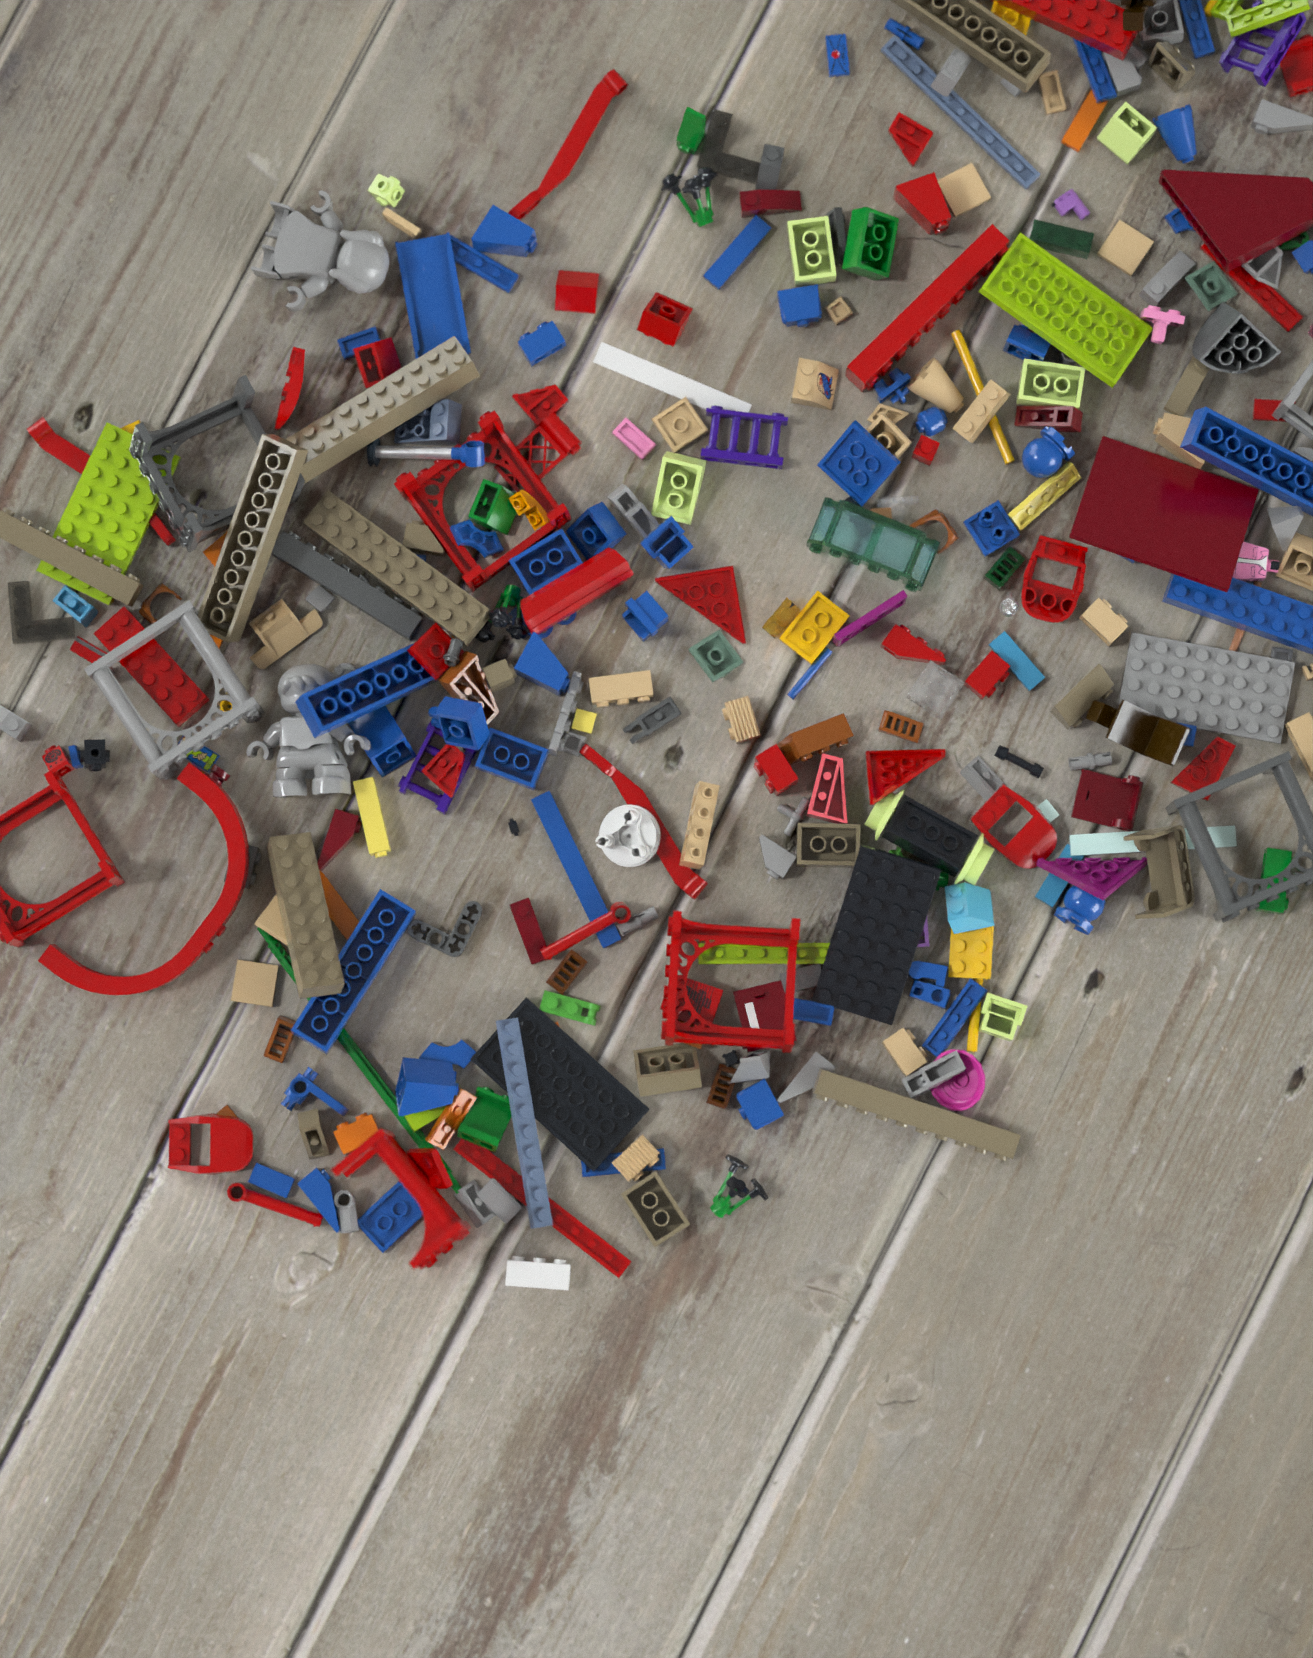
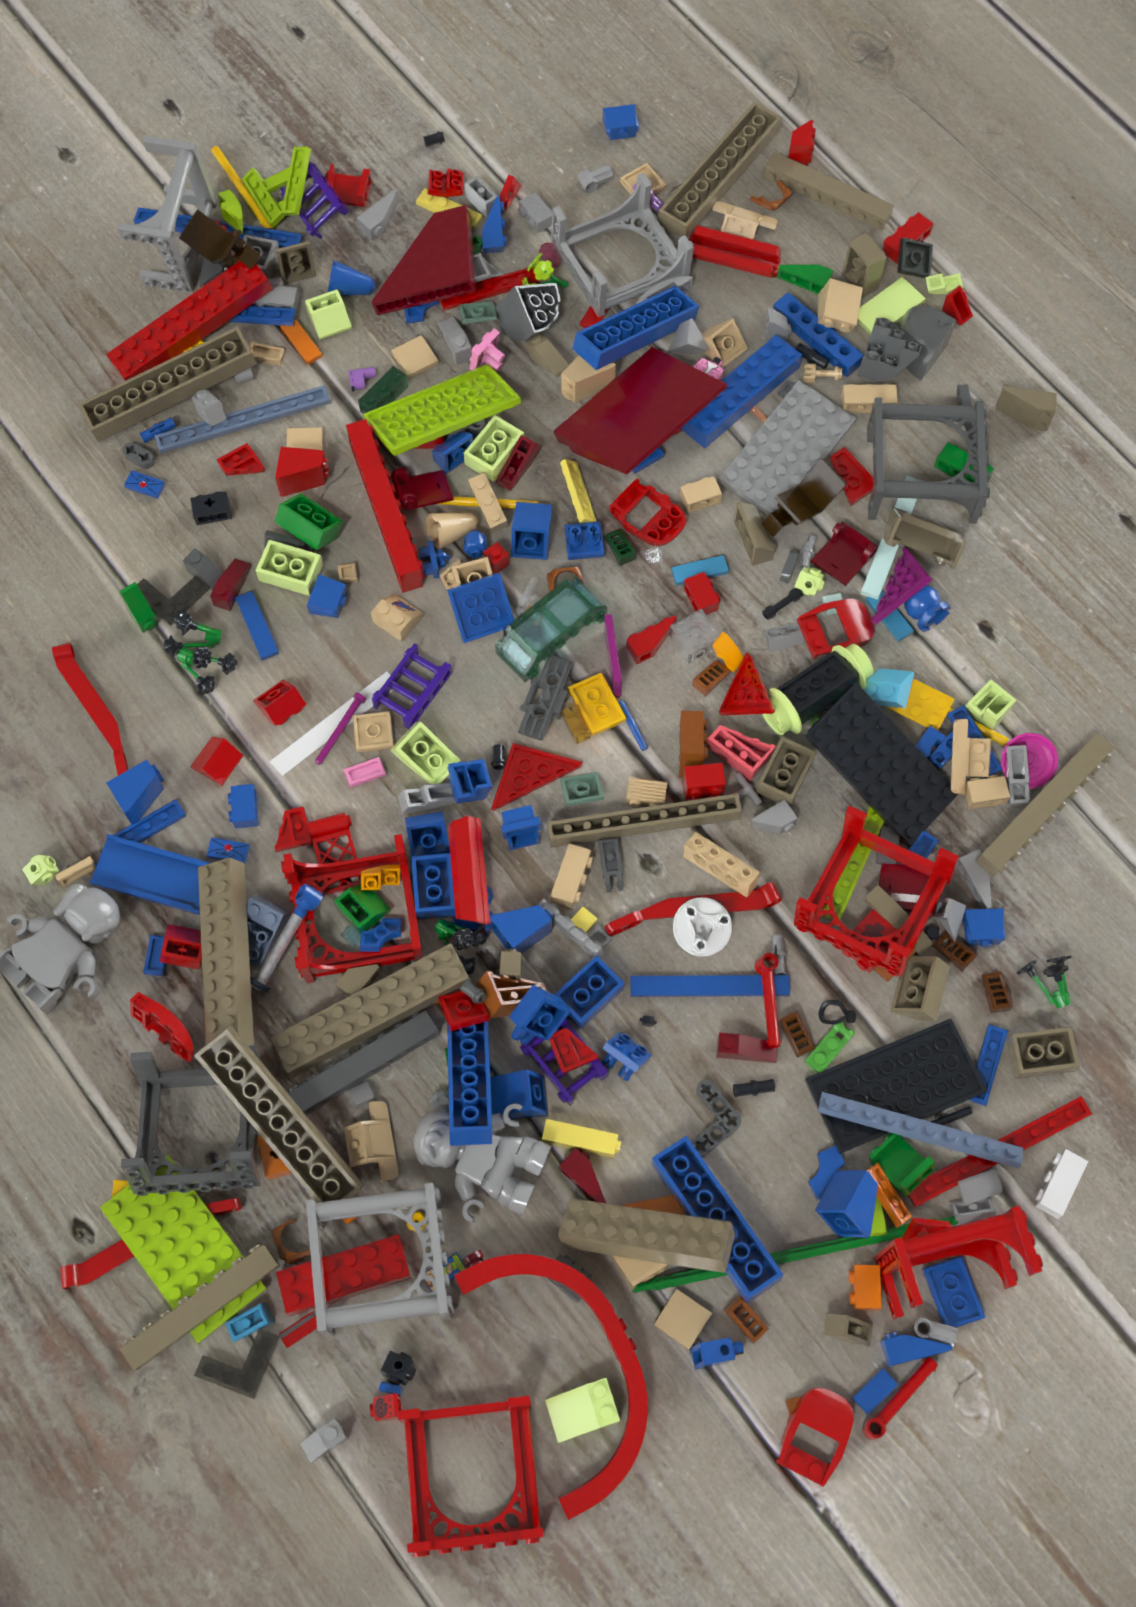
camera: 70 degrees left, 15 degrees down
(136, 931) = (582, 1410): none -> yellowish green slope
(230, 1018) = (709, 1354): none -> blue torso
(294, 1097) = (806, 1331): blue piece -> none
(462, 511) = (351, 935): none -> clear light blue piece
(469, 821) = (626, 1051): none -> blue plate
(492, 352) = (224, 849): none -> blue tile
(495, 954) = (753, 1088): none -> black pin
(554, 1147) = (953, 1116): none -> black bar
(607, 1013) = (849, 1016): none -> black piece
(636, 1158) = (991, 1048): tan brick -> none
(665, 222) = (202, 658): none -> black plant
(684, 392) = (358, 699): none -> magenta bar
(685, 1152) = (1000, 1007): none -> reddish brown slope
(709, 731) = (644, 820): none -> dark tan brick
(711, 559) = (498, 757): none -> black pin
(726, 1014) = (895, 915): none -> dark tan slope
(794, 580) = (550, 699): none -> dark grey piece
(843, 147) = (211, 508): none -> black brick
(862, 31) = (136, 458): none -> dark grey beam
(930, 1017) = (969, 756): none -> tan plate
(931, 730) = (728, 651): none -> light orange slope
(966, 335) = (420, 489): none -> dark red door
(975, 469) = (531, 530): none -> blue slope
(1044, 455) = (546, 472): blue tile -> none
(1055, 778) = (810, 581): none -> yellowish green brick
(1063, 750) = (789, 566): none -> dark grey beam
(1287, 332) = (543, 271): none -> lime plant

